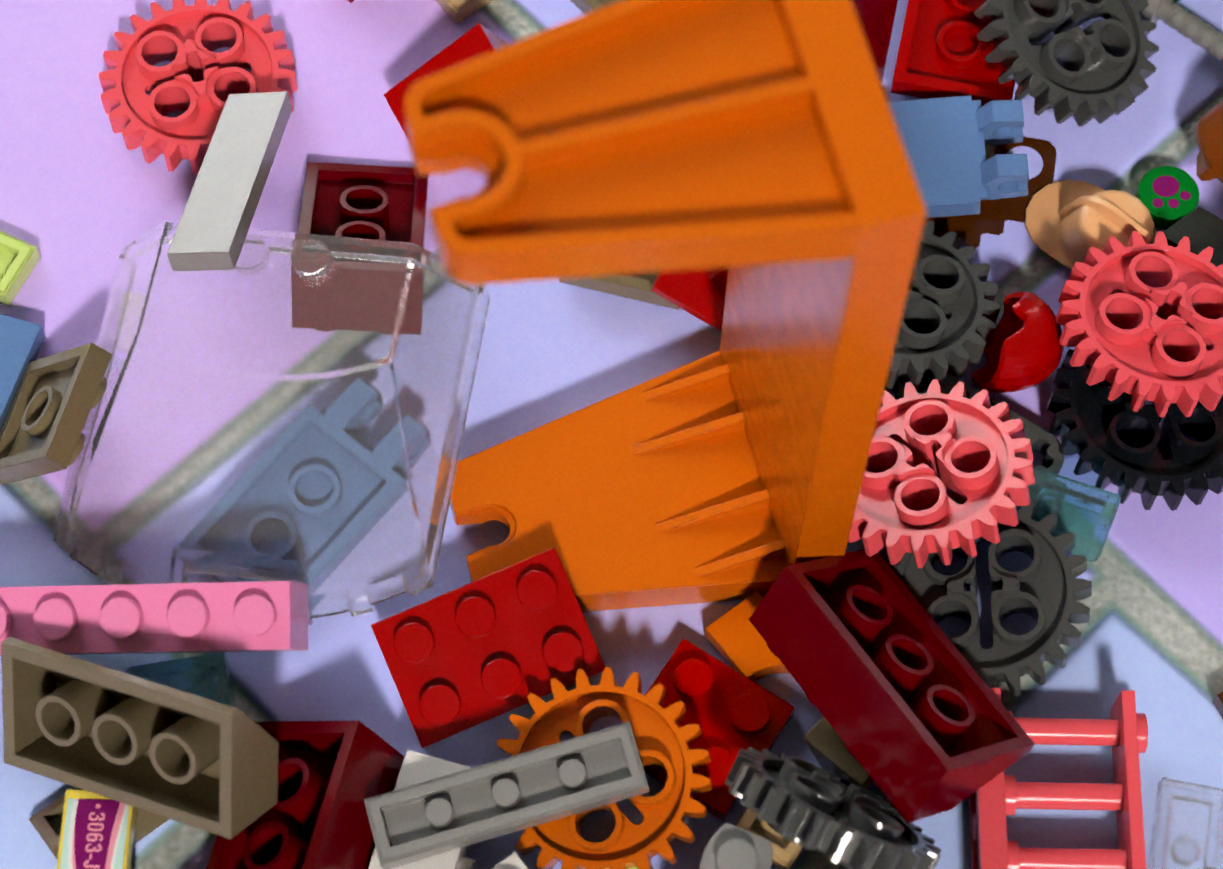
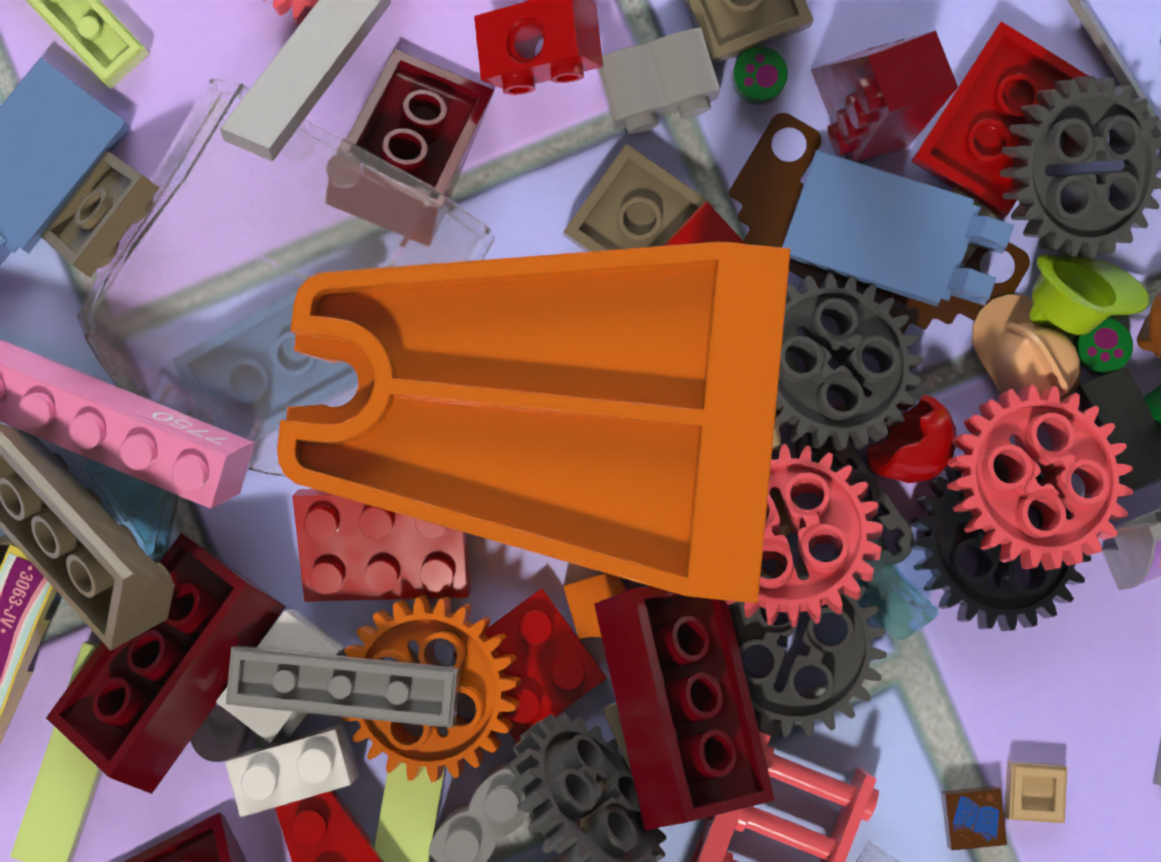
camera: 20 degrees right, 20 degrees up
(1118, 152) = (1083, 293): none -> lime piece

